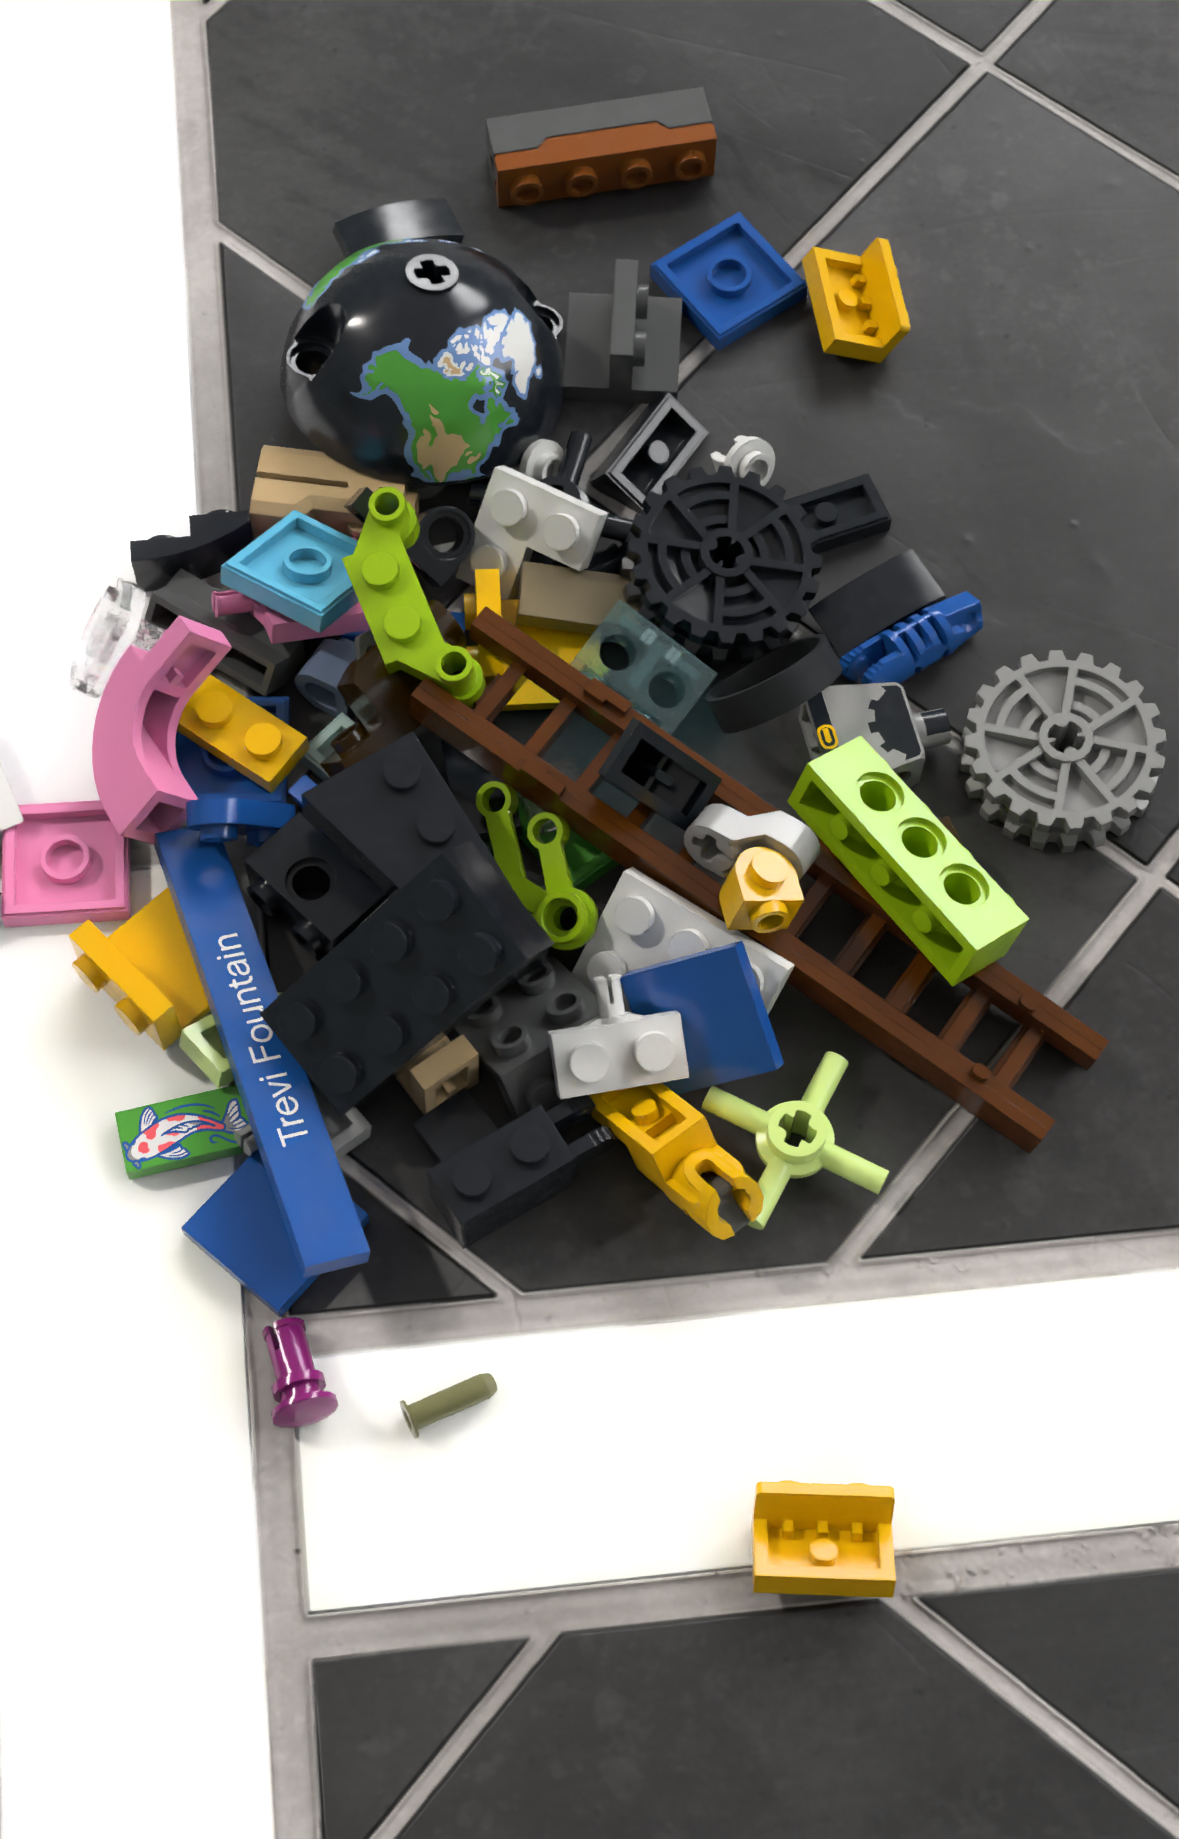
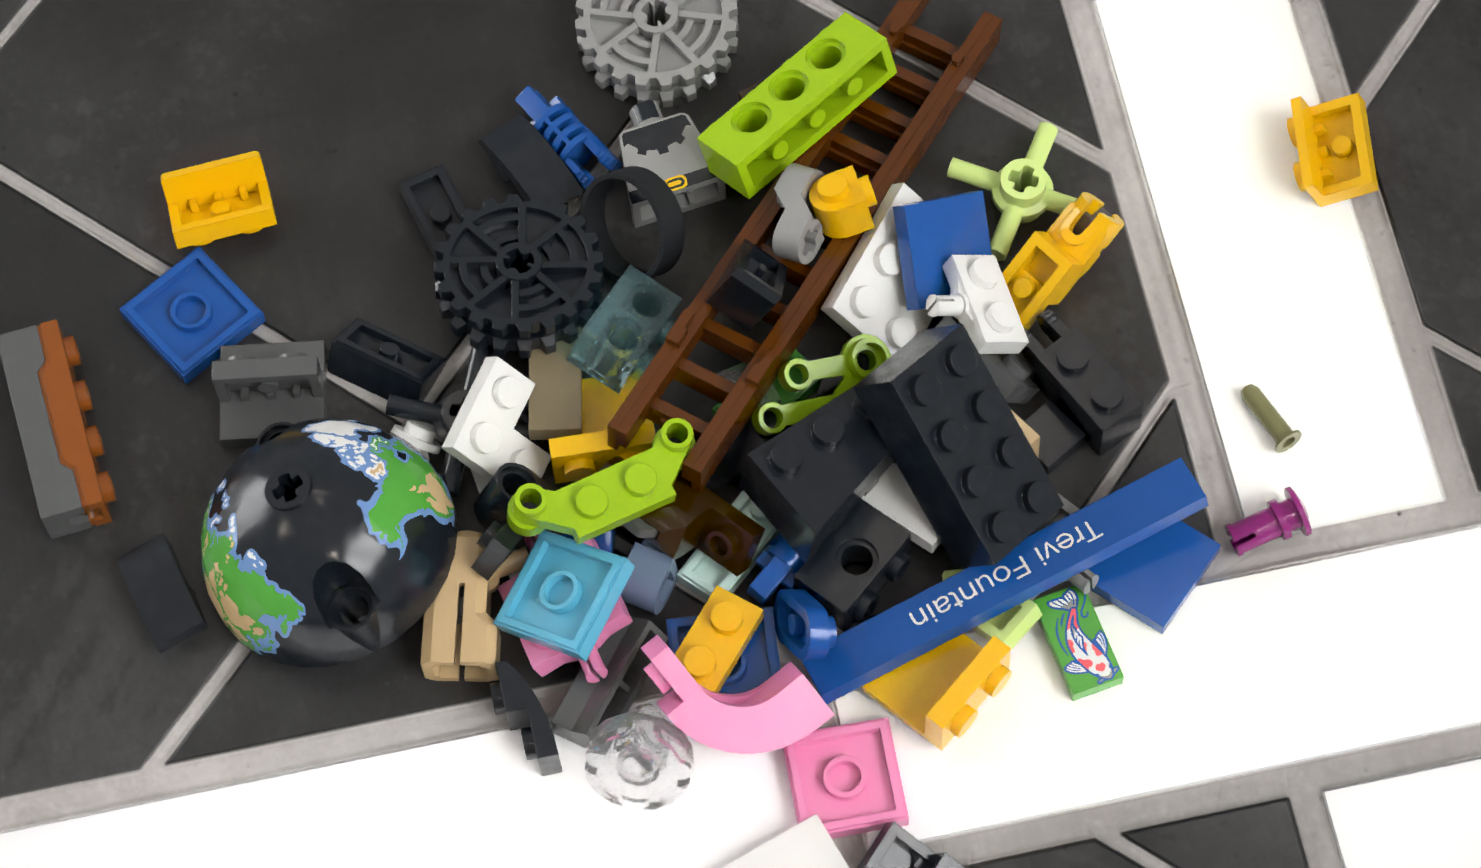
camera: 90 degrees left, 0 degrees up
(748, 455) = (401, 276): white plate -> none

